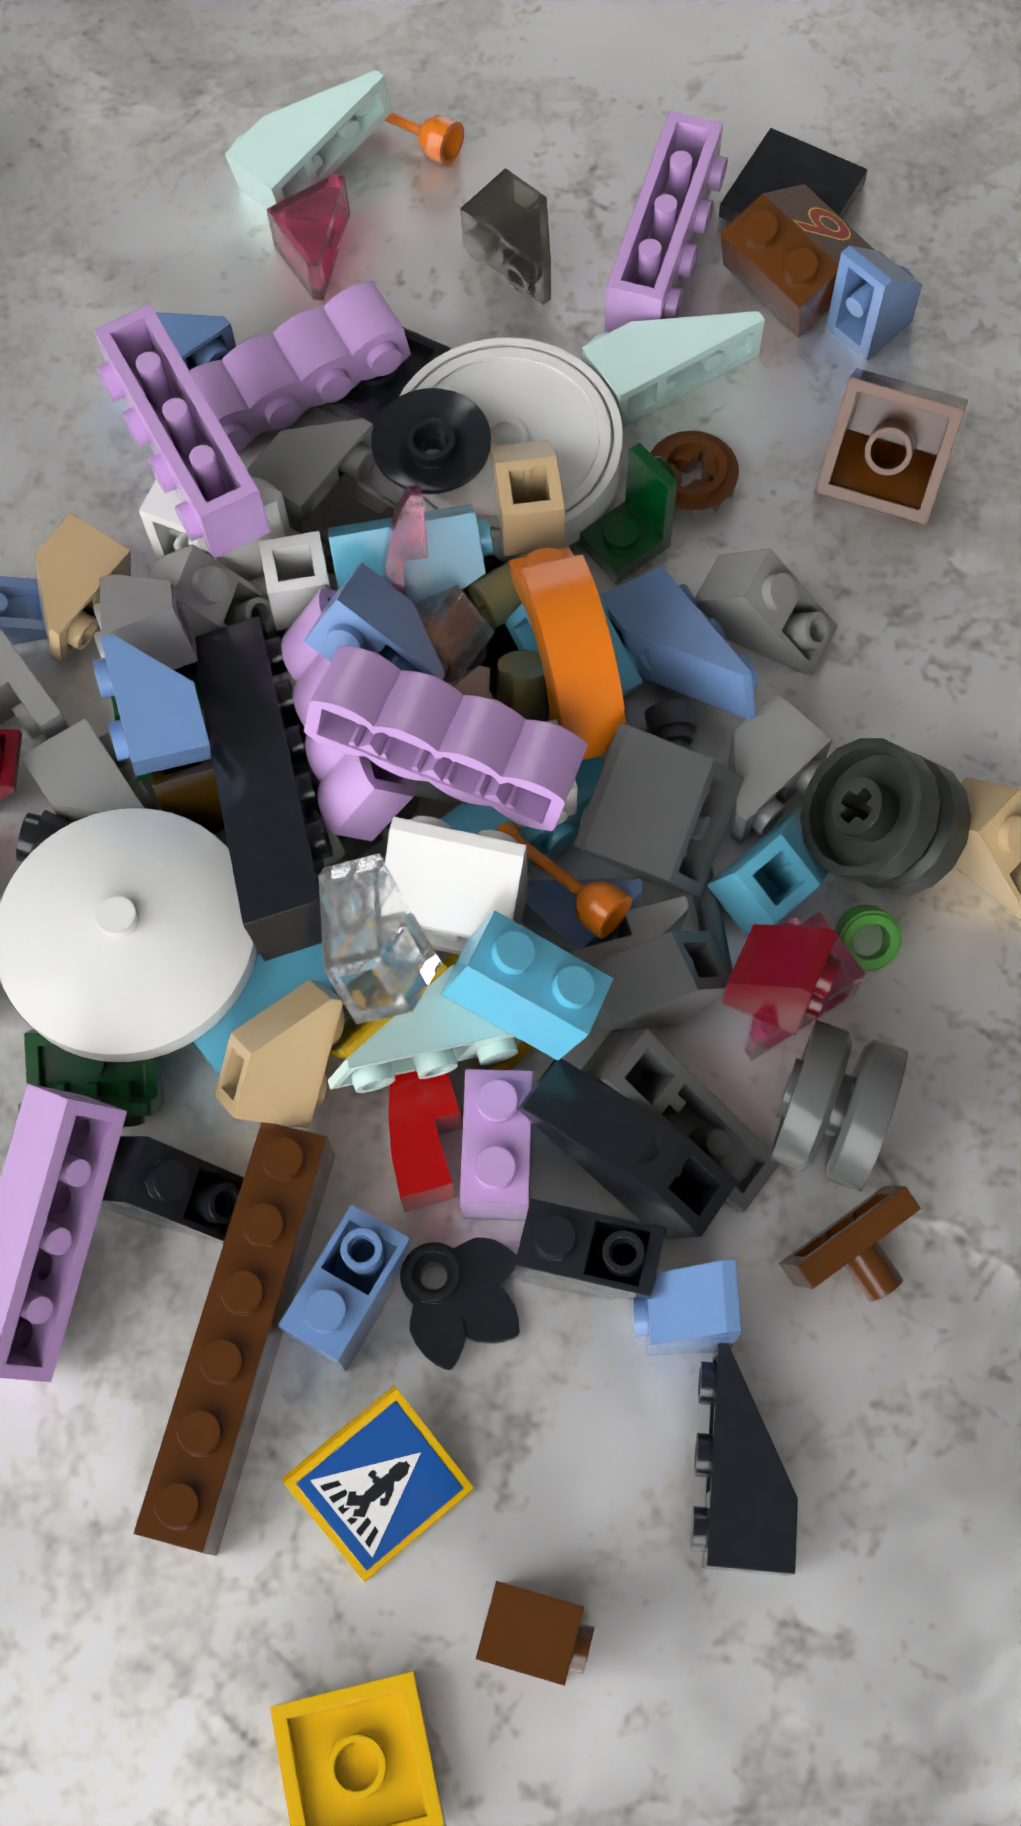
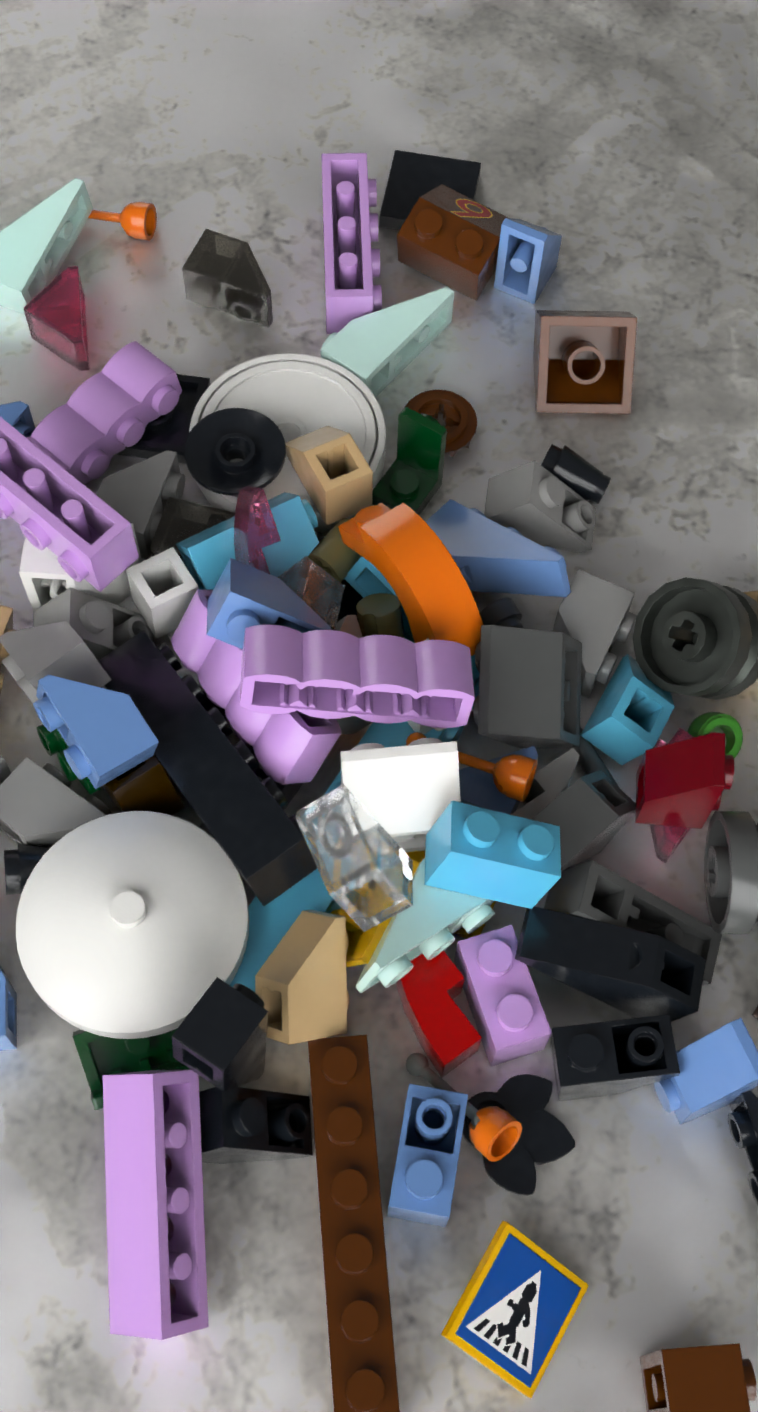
camera: 25 degrees left, 5 degrees down
(162, 1088) = (224, 1036): none -> black slope
(425, 1285) = (491, 1128): none -> orange hinge
(825, 577) = (576, 473): none -> black cone

